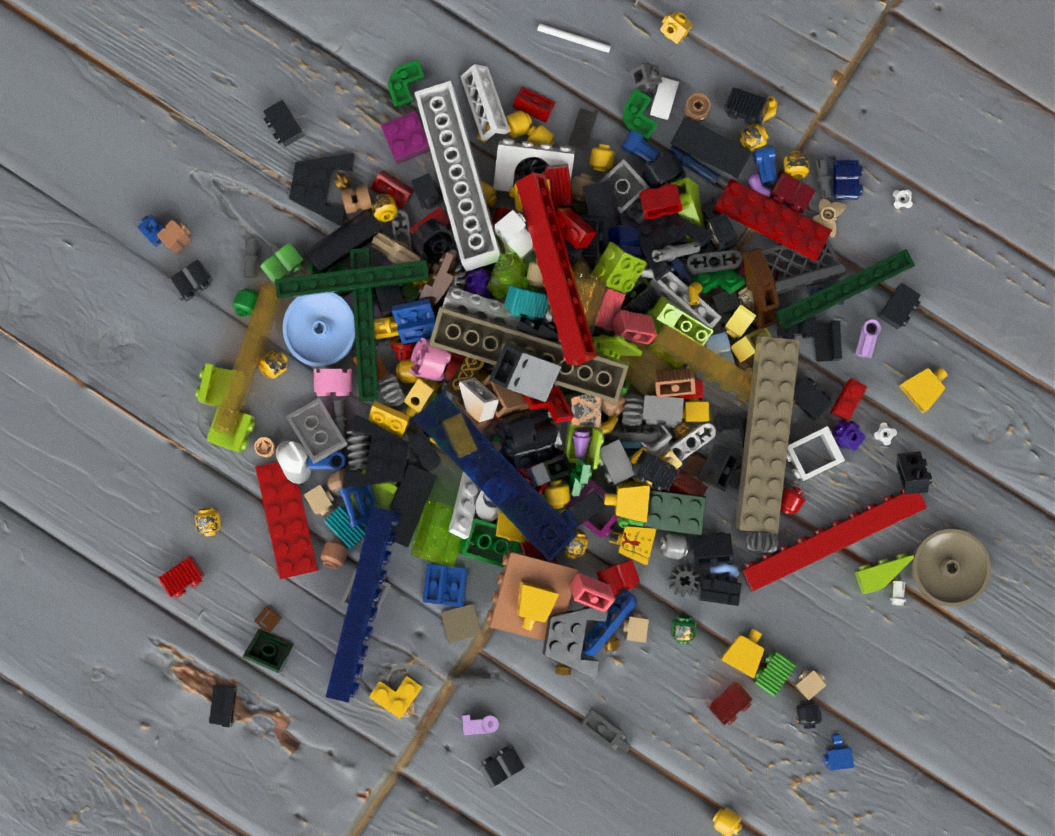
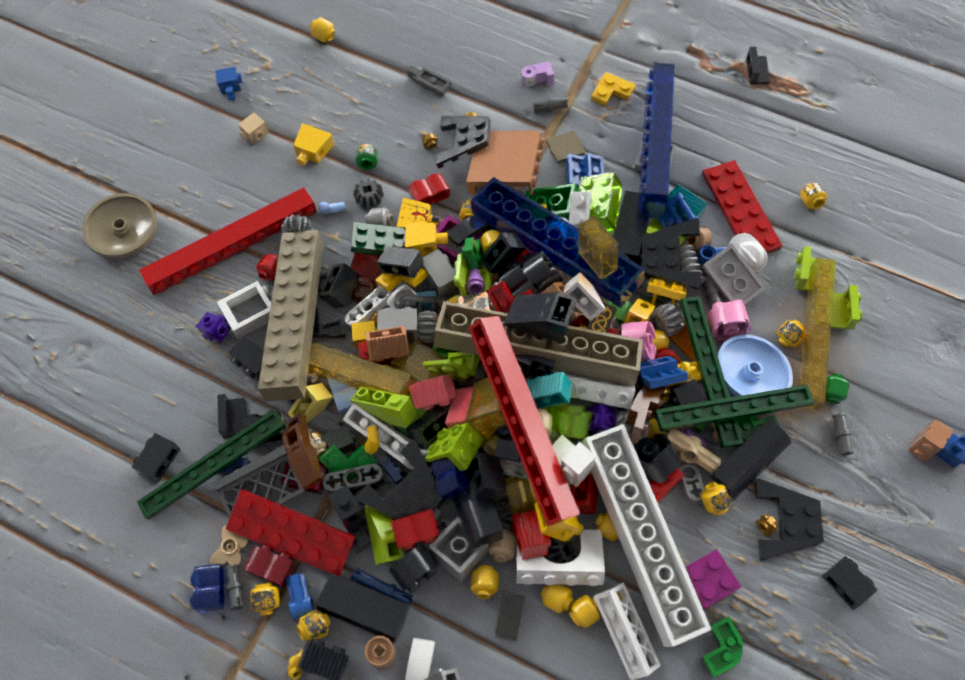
camera: 175 degrees right, 20 degrees down
(181, 577) = (823, 151): red brick -> none
(190, 280) = (898, 404): black brick -> none
(265, 447) = (778, 261): light nougat wheel -> none
(267, 619) = (737, 131): reddish brown tile -> none
(268, 651) = (731, 103): dark green slope -> none
(283, 263) = (808, 430): bright green brick -> none
(320, 500) = (716, 222): tan brick -> none
(334, 553) = (691, 180): nougat head -> none
(363, 197) = (747, 505): medium nougat wheel -> none
(388, 184) = (710, 526): red slope -> none
(425, 191) = (676, 516): black brick -> none
(501, 767) = (514, 47): black brick -> none
(533, 104) = (569, 641): red slope -> none
(535, 603) = (501, 148): yellow torso -> none
(574, 228) = (507, 474): red brick -> none
(591, 592) = (452, 163): coral brick -> none
(611, 625) = (432, 152): blue beam -> none
(634, 117) = (453, 636): green plate -> none
(636, 145) = (448, 602): blue piece -> none
(636, 628) = (408, 153): tan brick -> none
(671, 252) = (399, 471): light grey pin -> none
(712, 549) = (342, 218): black brick -> none
(720, 591) = (335, 189): black brick -> none
(730, 703) = (323, 108): clear red brick -> none
(739, 322) = (323, 420): light yellow slope -> none
(755, 184) = (309, 571): medium lavender arm -> none
(774, 672) = (283, 133): bright green brick -> none
(808, 714) = (254, 104): black head -> none
(848, 399) = (212, 360): red brick -> none
(866, 340) = (191, 421): lavender piece -> none
(878, 576) = (185, 217): lime slope -> none
(879, 435) = (181, 339): white plate -> none
(898, 593) = (171, 204): white pin -> none
(906, 194) = (142, 571): white plate -> none
(913, 472) = (156, 298): black brick -> none
(924, 388) = (134, 380): yellow torso -> none

